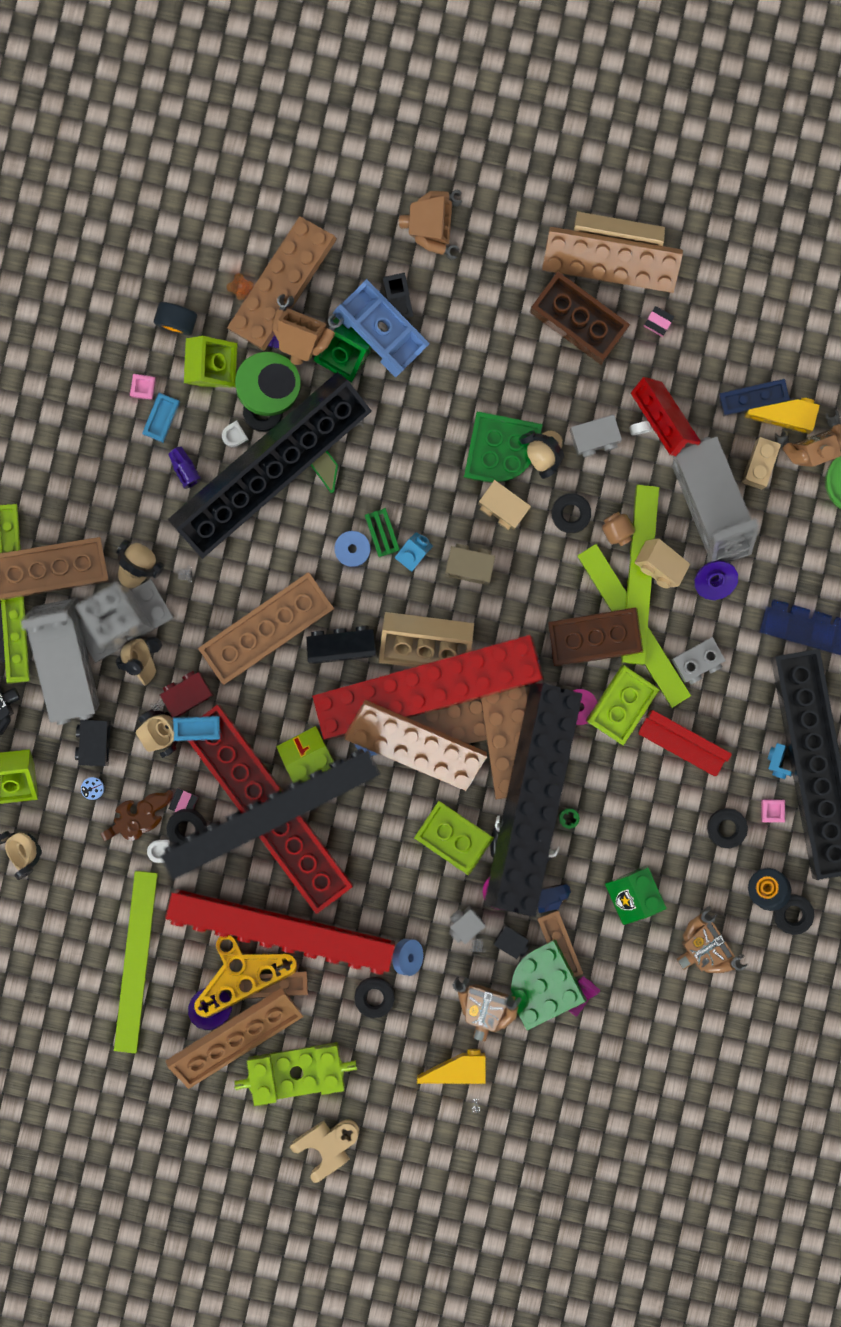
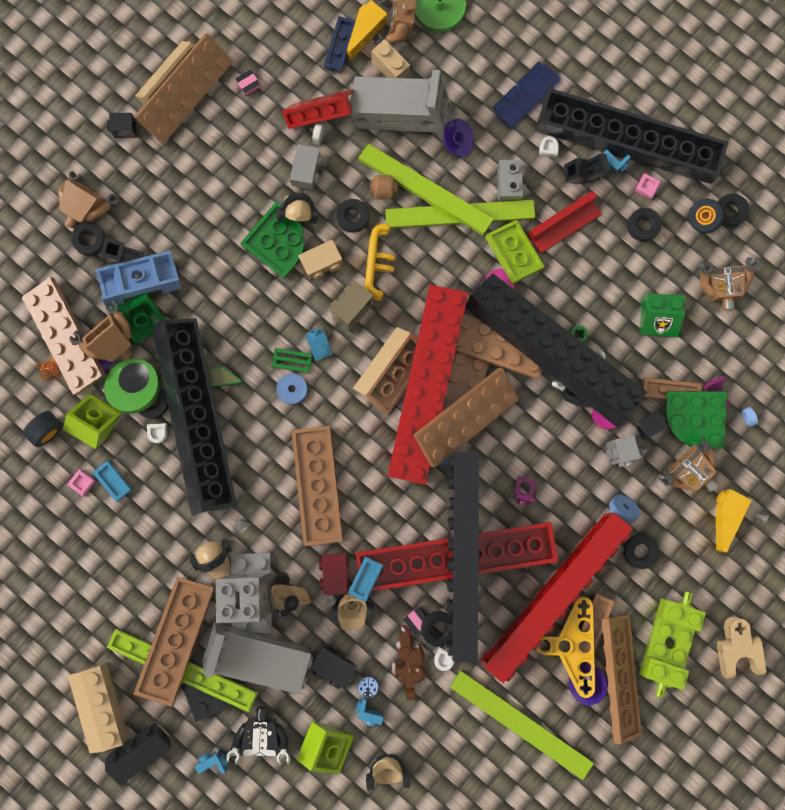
camera: 65 degrees left, 5 degrees down
(64, 806) = (369, 716): none -> dark azure bracket
(184, 468) = (160, 483): dark purple hinge -> none
(305, 755) = (429, 506): lime slope -> none
(341, 645) = (360, 434): black slope -> none
(364, 846) = (524, 498): none -> magenta bracket
(397, 236) = (88, 227): none -> black tyre
(453, 838) = (551, 426): lime tile -> none
(526, 561) = (379, 230): none -> yellow piece
(538, 215) = (122, 125): none -> black brick
(553, 897) = (633, 372): dark blue rock -> none
(574, 1041) = (749, 416): none -> light blue tile
(579, 318) = (213, 133): reddish brown brick -> none
(595, 637) = (454, 243): reddish brown tile -> none
(662, 563) = (425, 167): tan brick -> none
(752, 734) = (586, 171): none -> black brick
(760, 682) = (549, 147): none -> white tile

